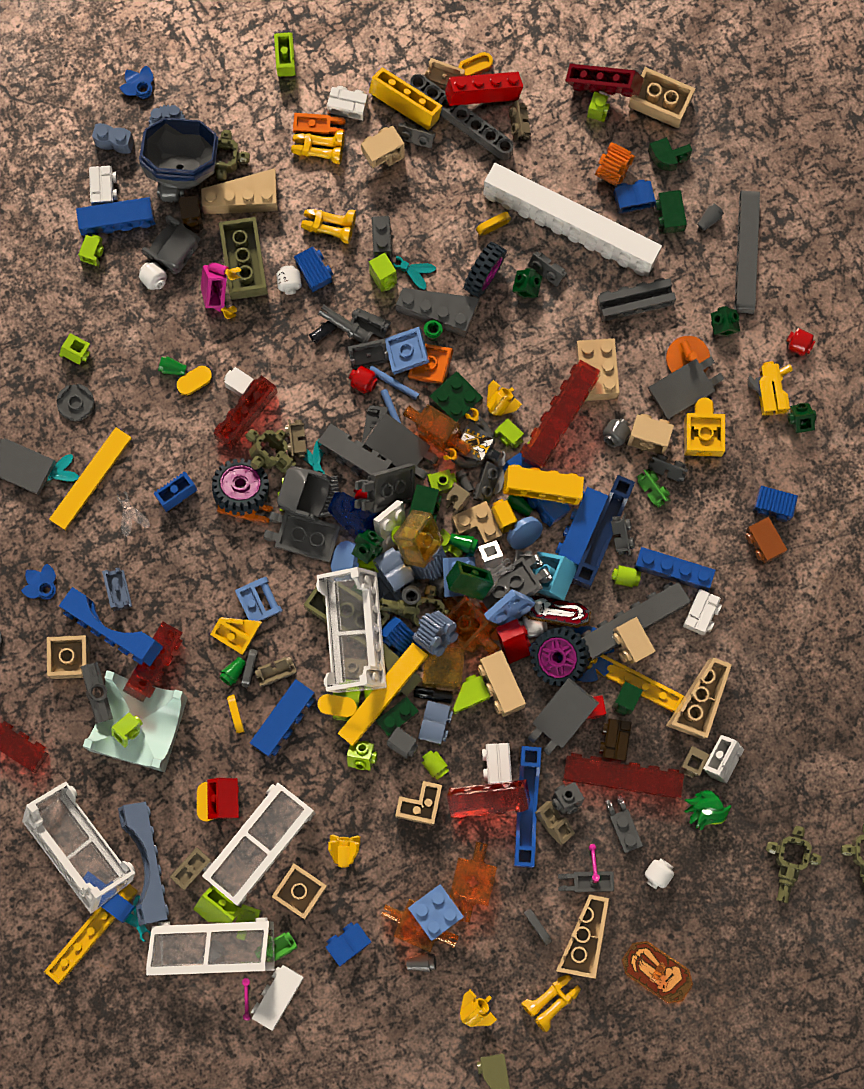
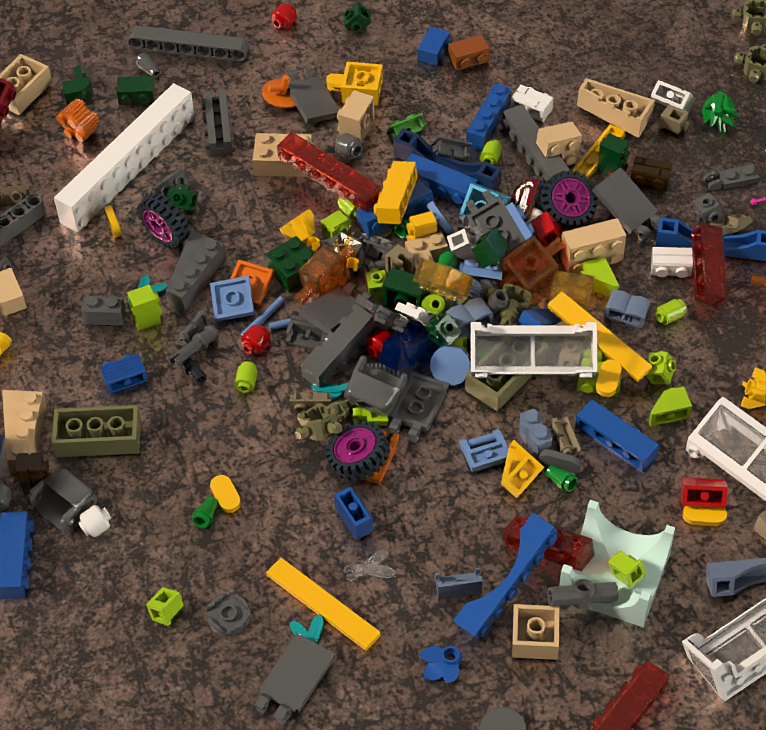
camera: 80 degrees left, 25 degrees down
(91, 250) = (48, 581): lime brick -> none
(214, 287) = (122, 455): dark pink torso -> none
(234, 709) = (609, 477): yellow tile -> none
(238, 381) = (237, 448): white brick -> none
(245, 412) = (274, 441): clear red brick -> none
(272, 646) = (534, 432): none -> sand blue brick
(288, 279) = (130, 393): white head -> none
(318, 378) = (246, 377): none -> lime brick
(319, 217) = (77, 338): yellow piece -> none
(321, 767) = (671, 407): none -> lime slope
(368, 354) = (229, 334): dark grey hinge -> none
(397, 716) = (623, 331): dark green brick -> none
(402, 743) = (649, 329): dark grey brick -> none
(421, 810) = (714, 318): tan brick -> none
(433, 326) = (216, 271): green cone -> none
(433, 694) = (598, 306): black axle -> none
(435, 632) = (540, 281): sand blue brick -> none
(598, 107) = (14, 128): lime brick -> none
(623, 777) = (686, 171): clear red brick -> none
(634, 197) = (113, 115): blue brick -> none
(675, 469) = (392, 110): dark grey hinge -> none
(725, 321) = (260, 64): dark green brick -> none
(770, 388) = (324, 39): yellow piece -> none

